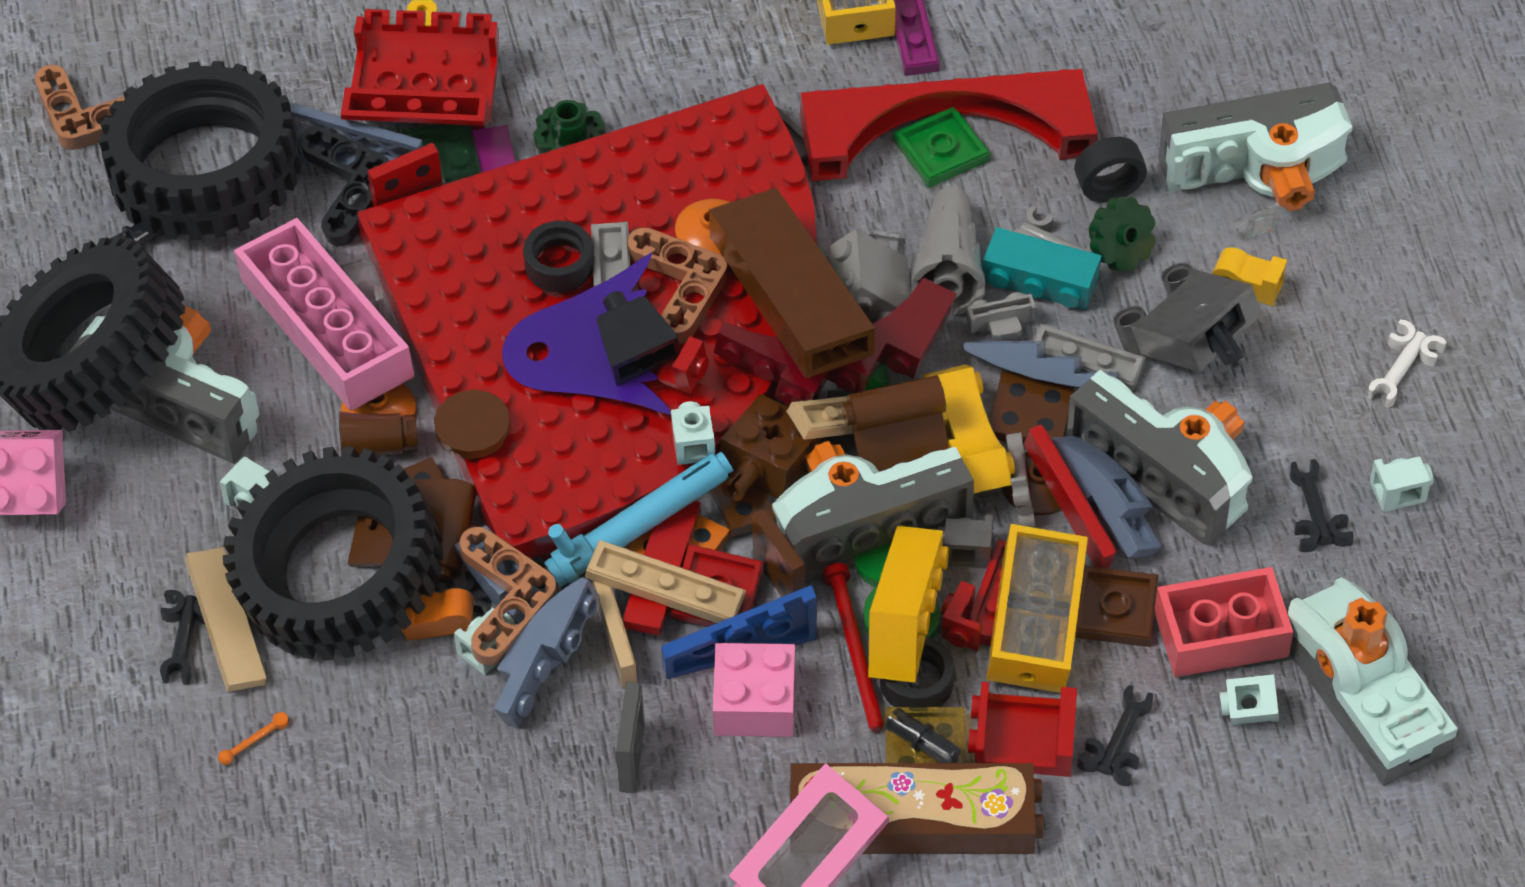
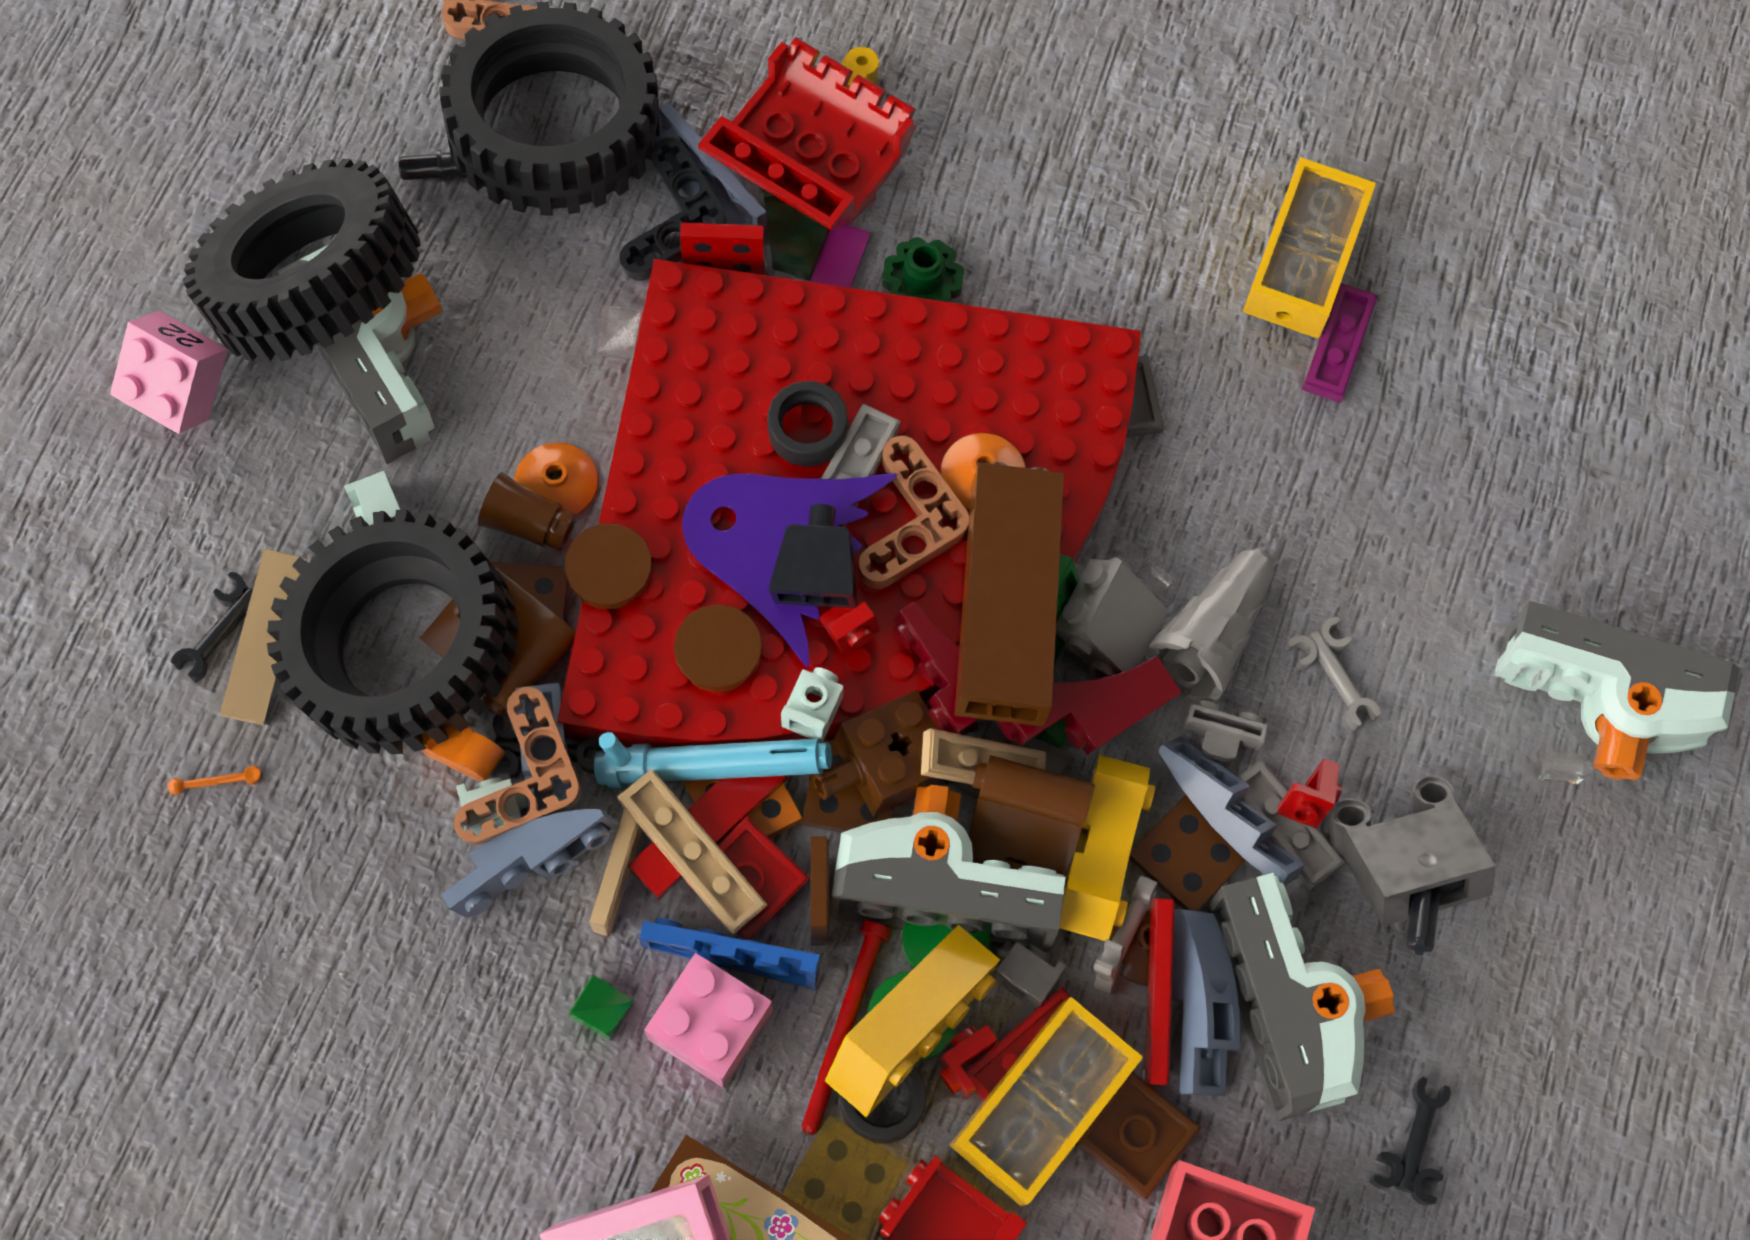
camera: 25 degrees right, 15 degrees up
(324, 314) = (554, 356): bright pink brick -> none
(594, 435) = (718, 648): none -> reddish brown tile
(630, 737) = (548, 1008): dark grey tile -> none
(665, 729) = (601, 1008): none -> green slope
(922, 737) = (838, 1183): black axle -> none
(941, 146) = (1287, 493): green tile -> none
(1041, 268) = (1298, 697): teal brick -> none
(1044, 104) = (1420, 505): red arch -> none
(1095, 324) = (1313, 801): none -> red bracket
(1105, 154) = (1440, 624): black tyre -> none
(1122, 233) = (1406, 707): dark green plant -> none
(1264, 275) = (1514, 827): yellow leg -> none
(1401, 482) = (1525, 1171): light aqua brick -> none
(1412, 345) = (1643, 1010): white bar -> none

